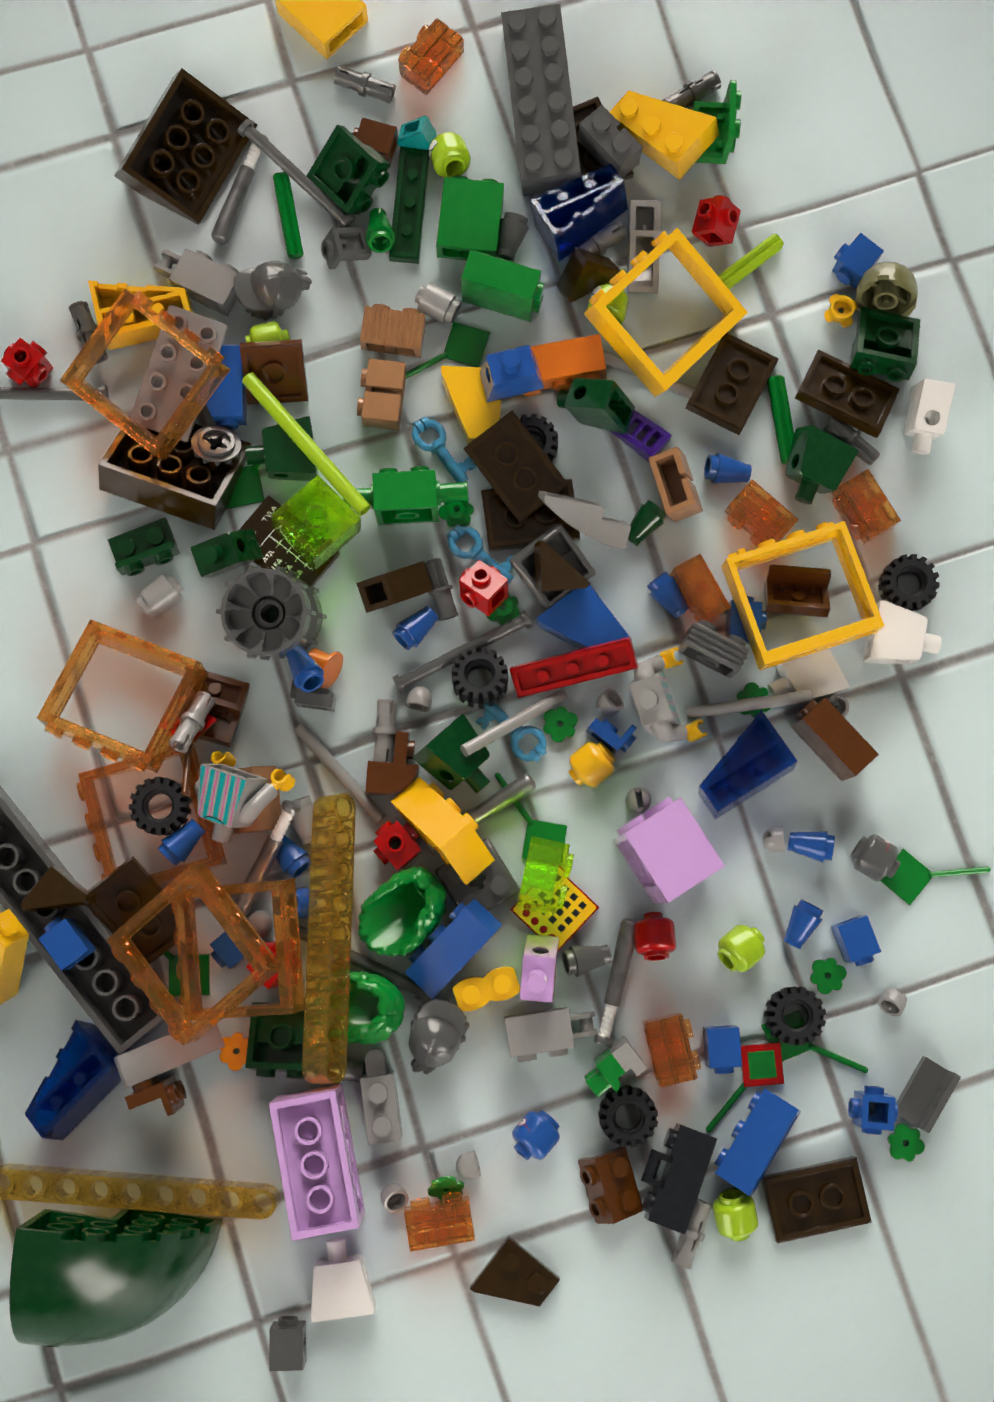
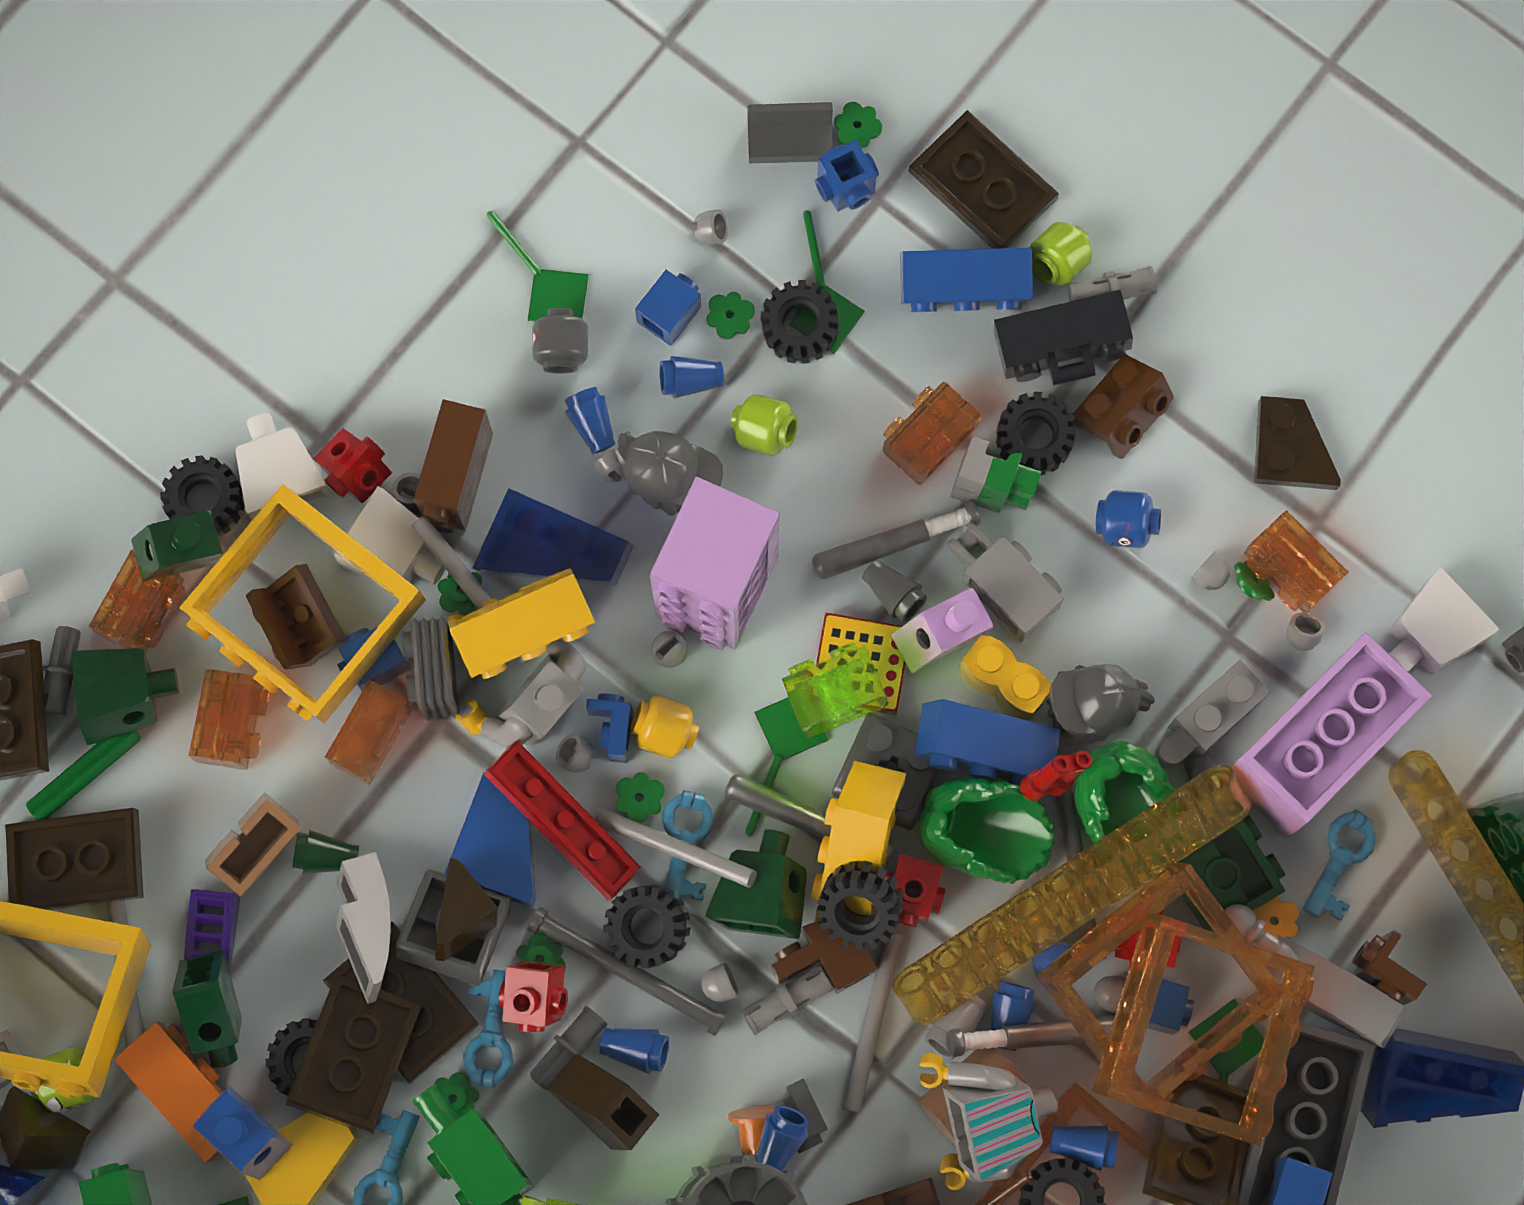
camera: 120 degrees left, 5 degrees down
(242, 1027) = (1253, 931): none -> light grey bar
(245, 1119) = (1321, 896): none -> dark azure piece
(403, 971) = (1055, 776): none -> red piece
(411, 813) = (858, 927): none -> black tyre
(654, 936) = (816, 528): red head -> none
(668, 594) = (396, 769): blue cone -> none
(706, 713) = (521, 624): none -> yellow wedge
(722, 1048) = (890, 377): blue brick -> none
(726, 470) = (193, 799): blue cone -> none
(749, 869) = (664, 466): none -> dark grey hair
(760, 1067) = (881, 327): piece -> none
(872, 681) = (353, 465): none -> red brick
(883, 545) = (177, 546): none -> dark green torso

